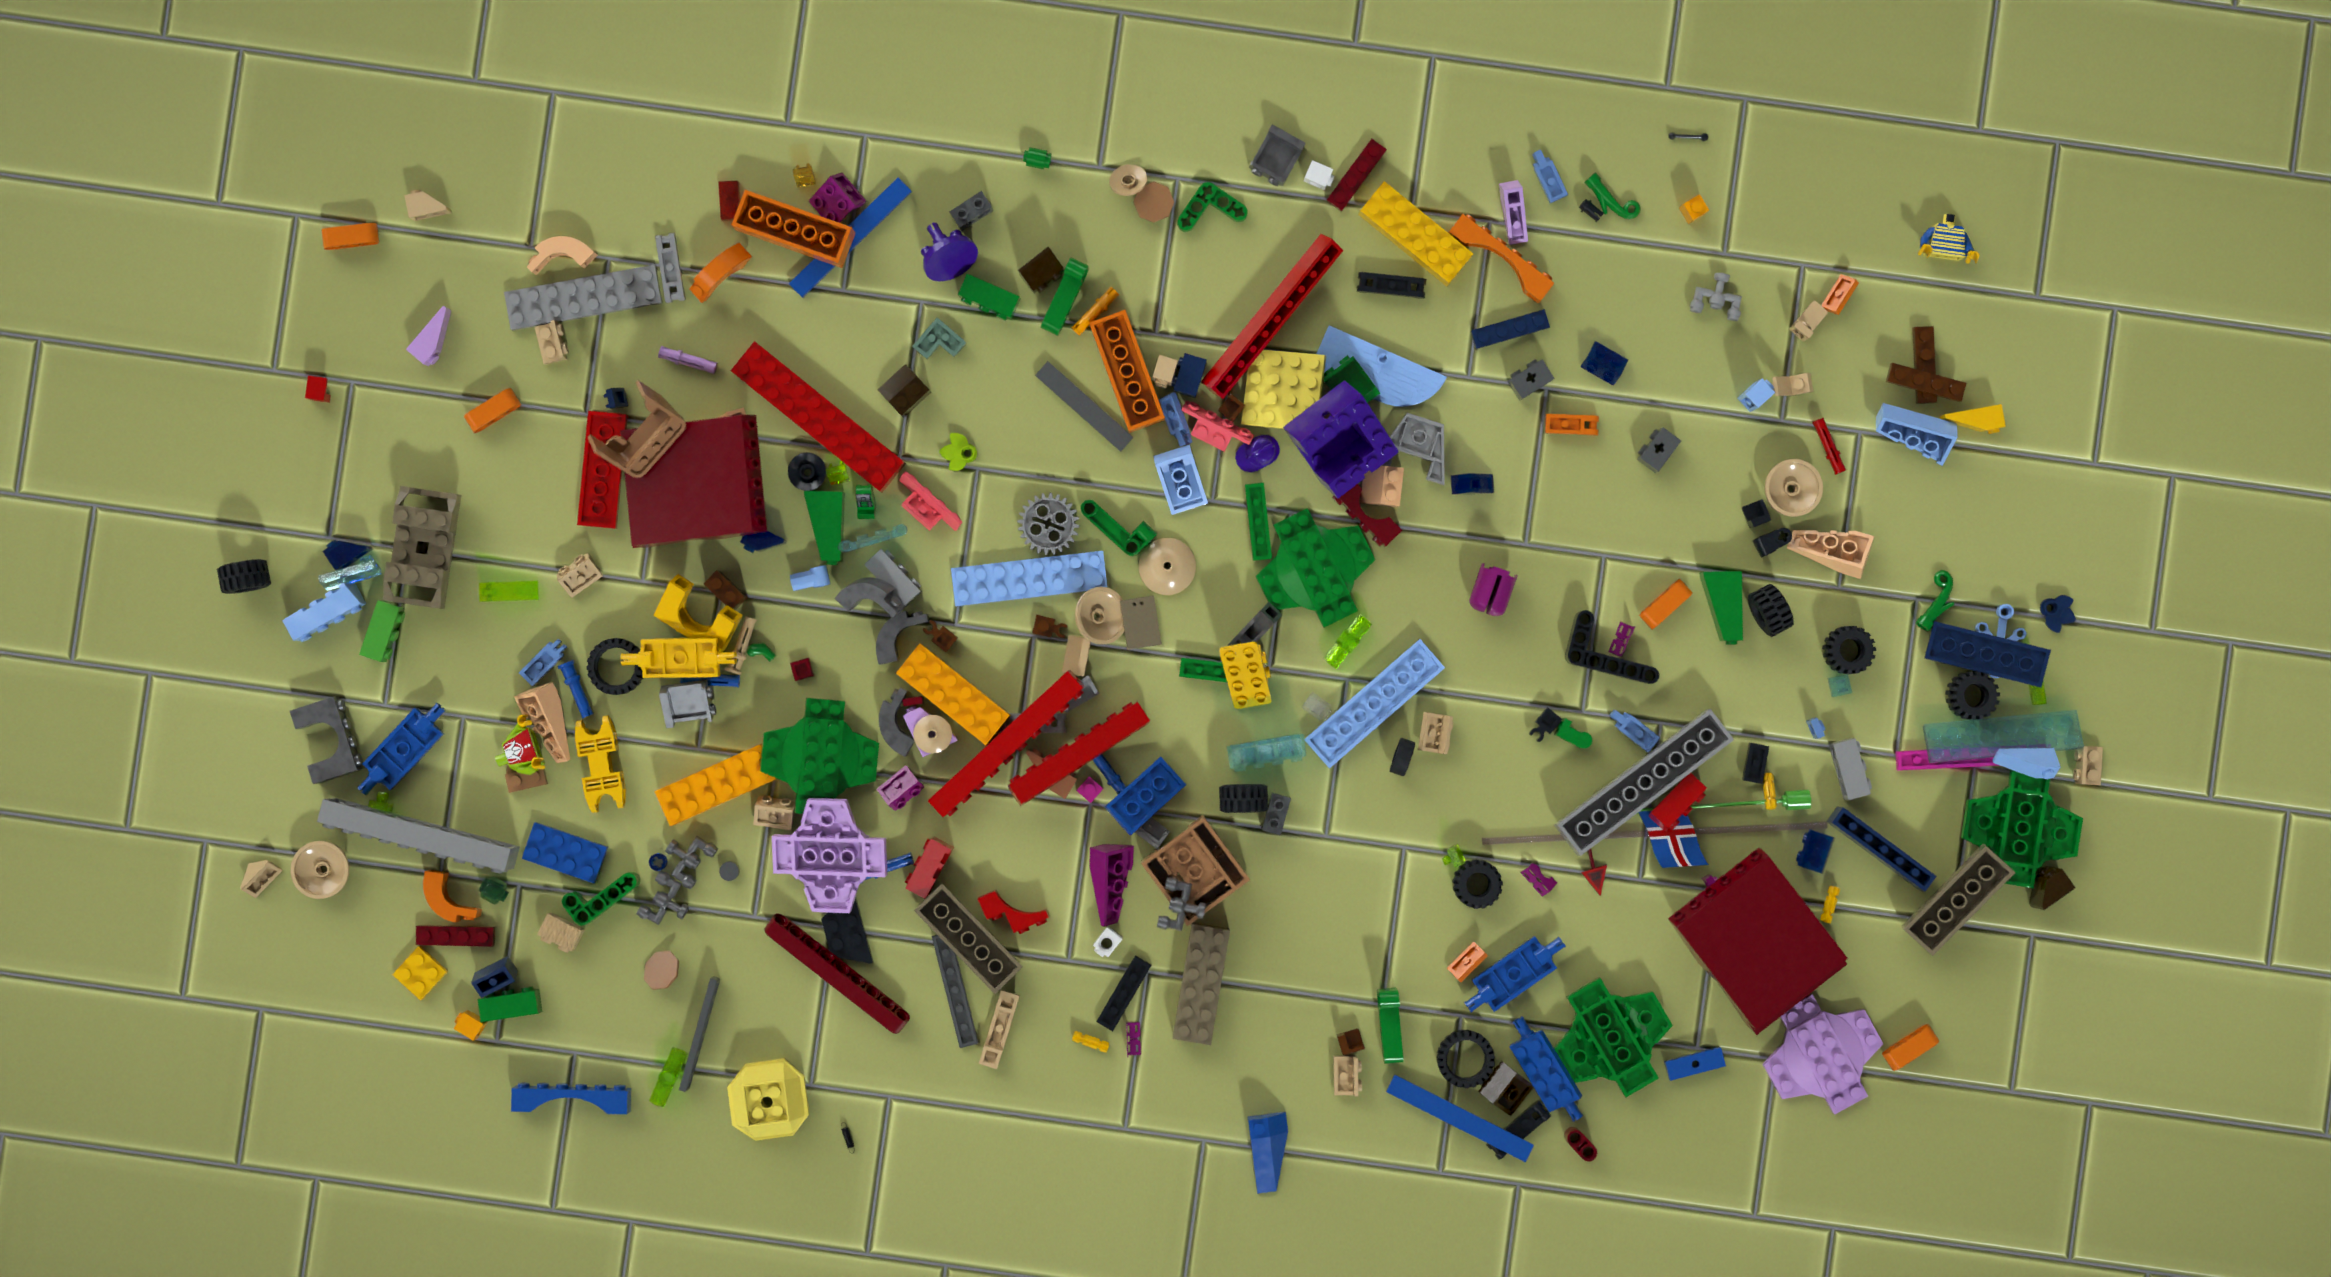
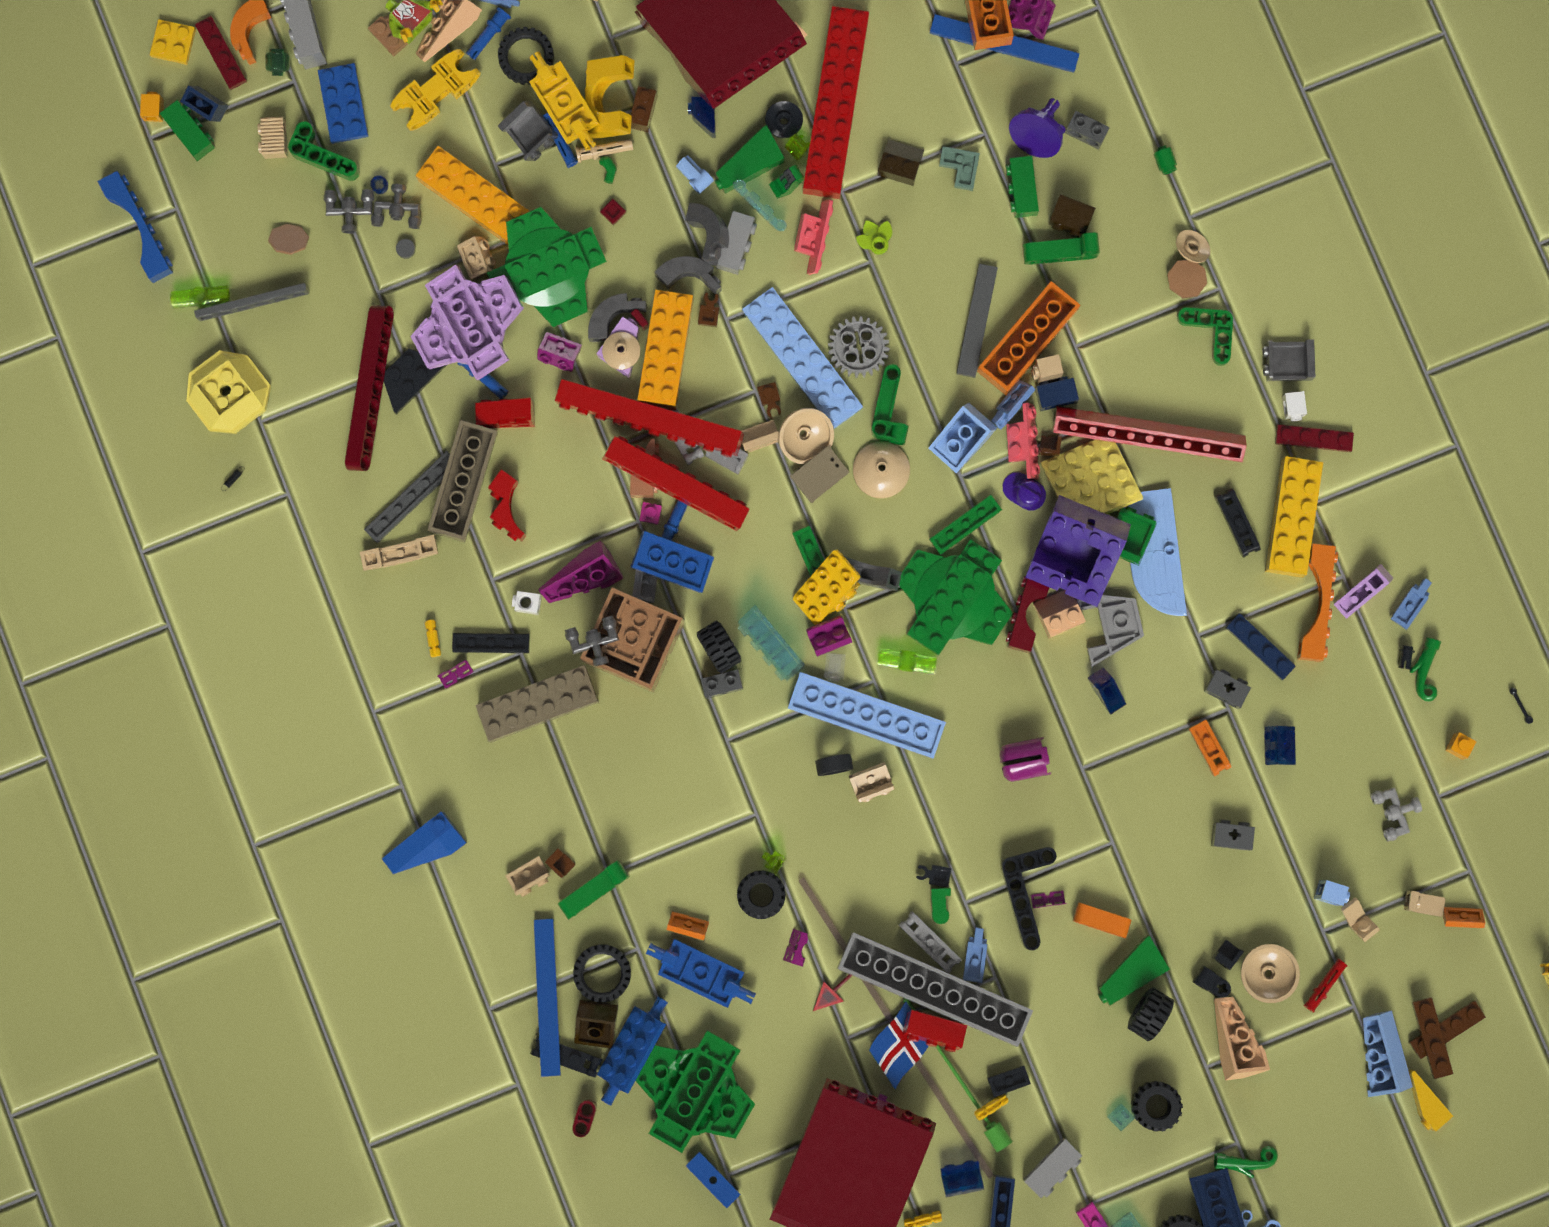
camera: 65 degrees right, 5 degrees down
(1101, 304) = (1066, 283): light orange pin -> none
(1287, 696) = (828, 635): none -> magenta bracket
(1600, 762) = (930, 942): none -> light grey plate
(1816, 728) = (1071, 1117): medium blue plate -> none

